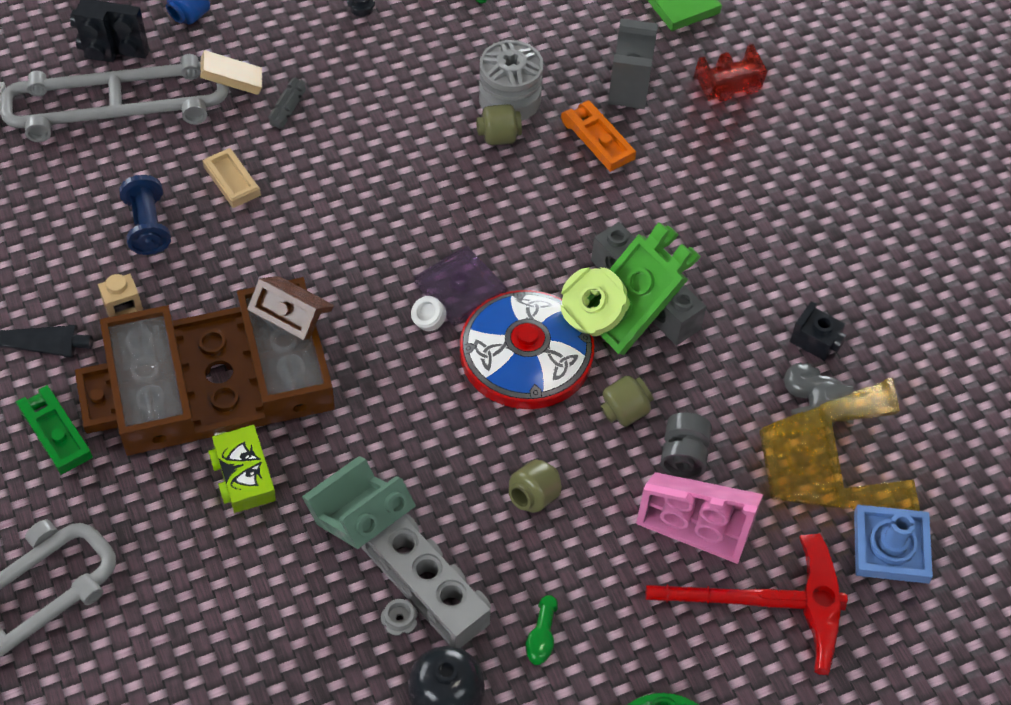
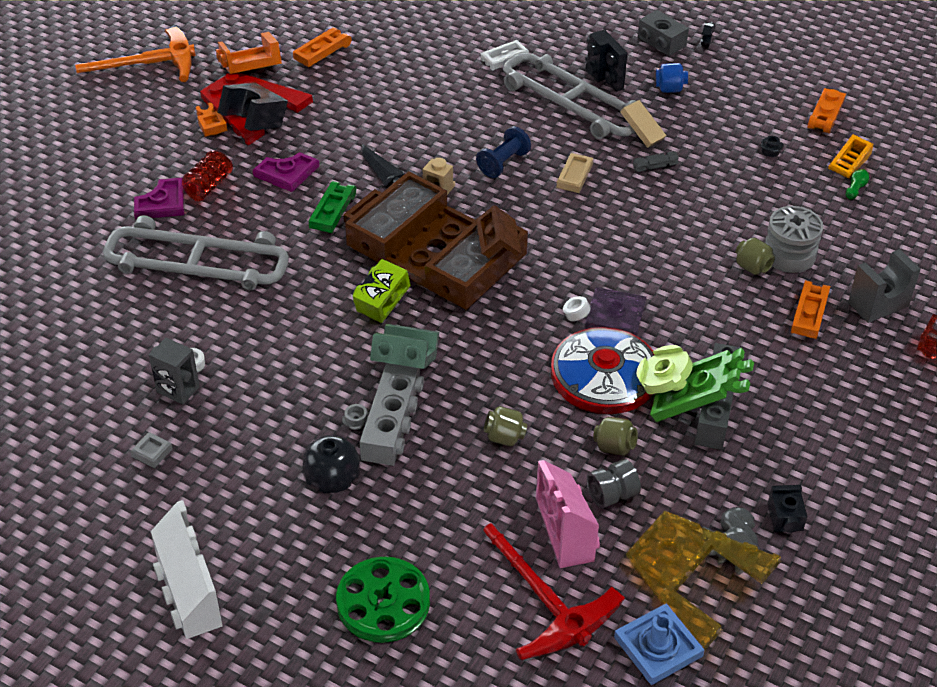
camera: 55 degrees right, 10 degrees down
(541, 640) = (405, 494): green piece -> none

